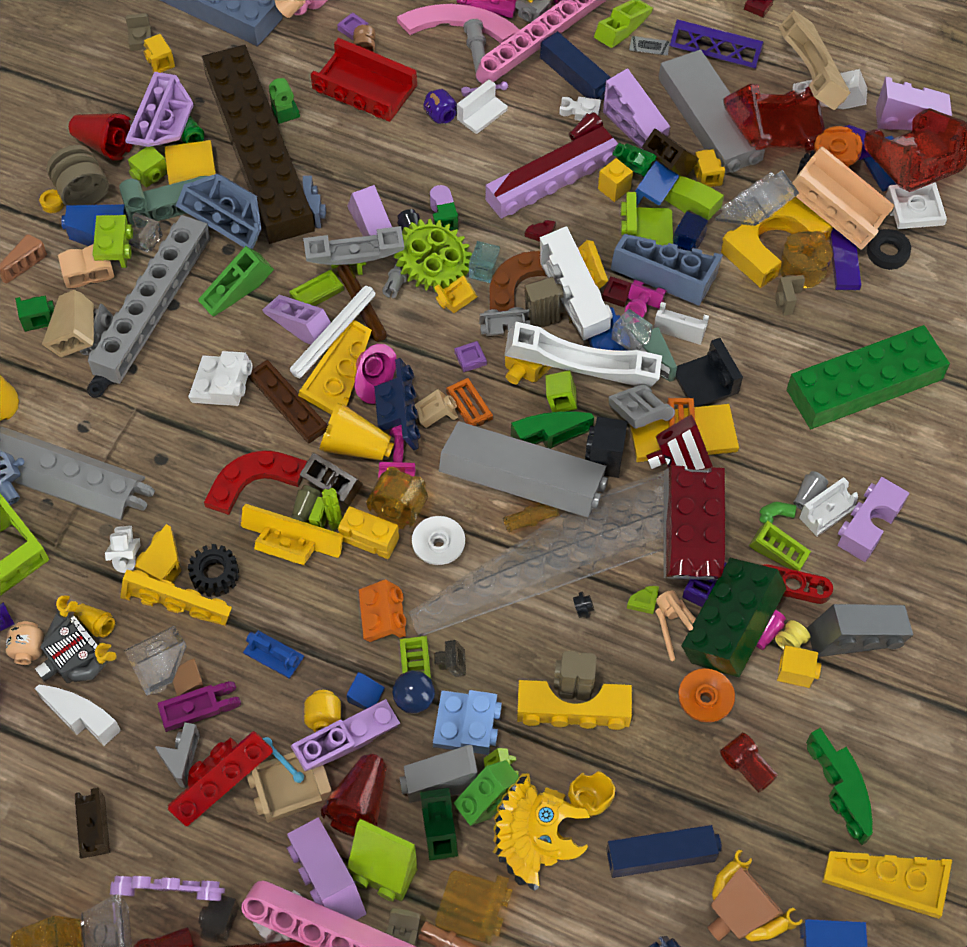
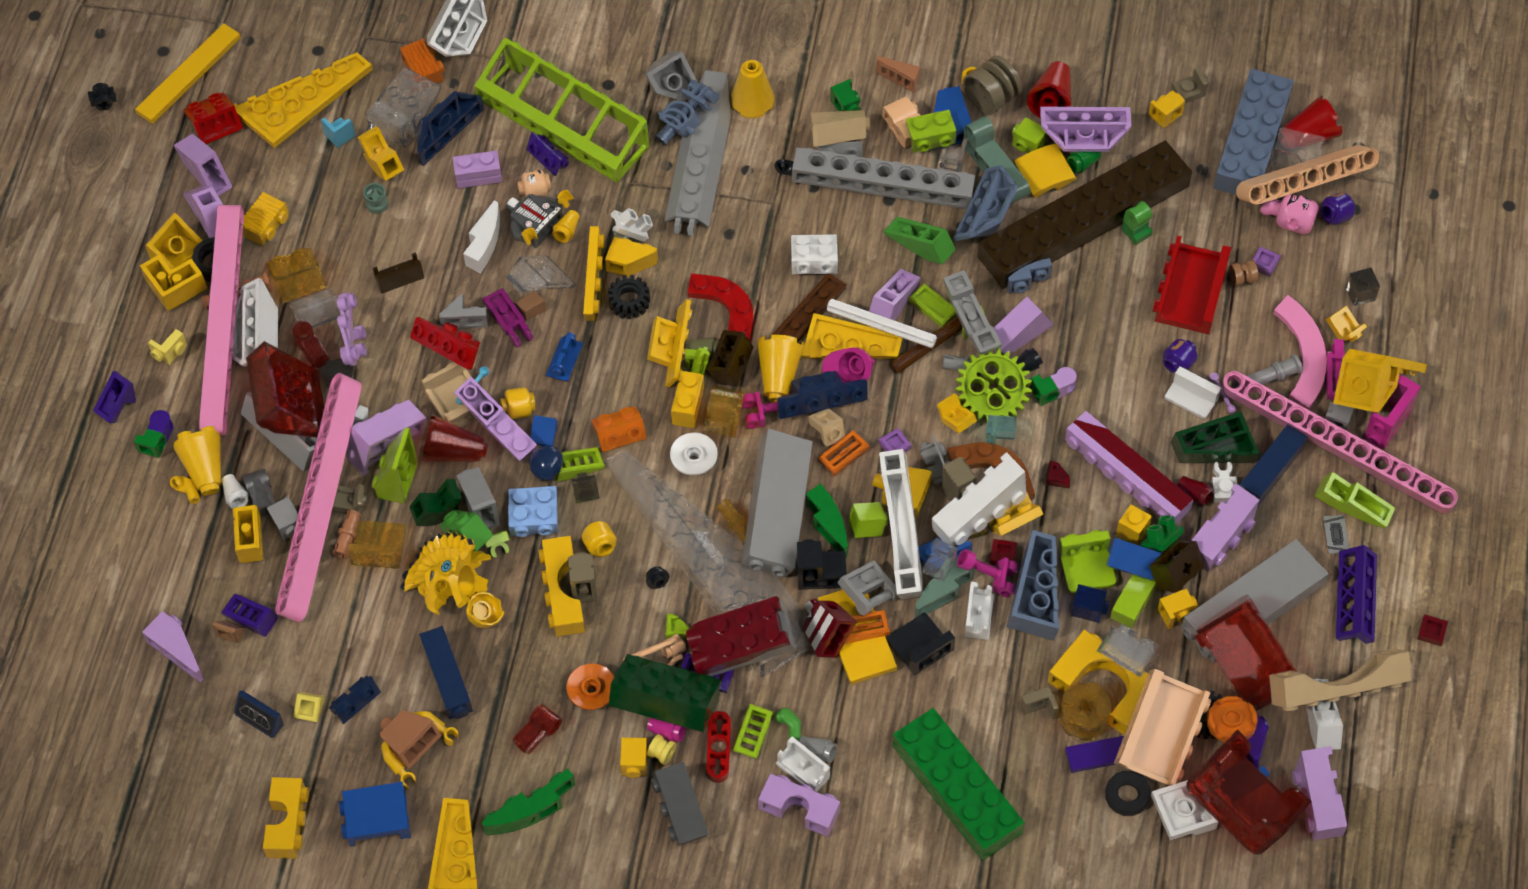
camera: 80 degrees right, 0 degrees up
(522, 655) = (599, 539): none -> yellow head
(541, 97) = (1216, 441): none -> dark green wedge

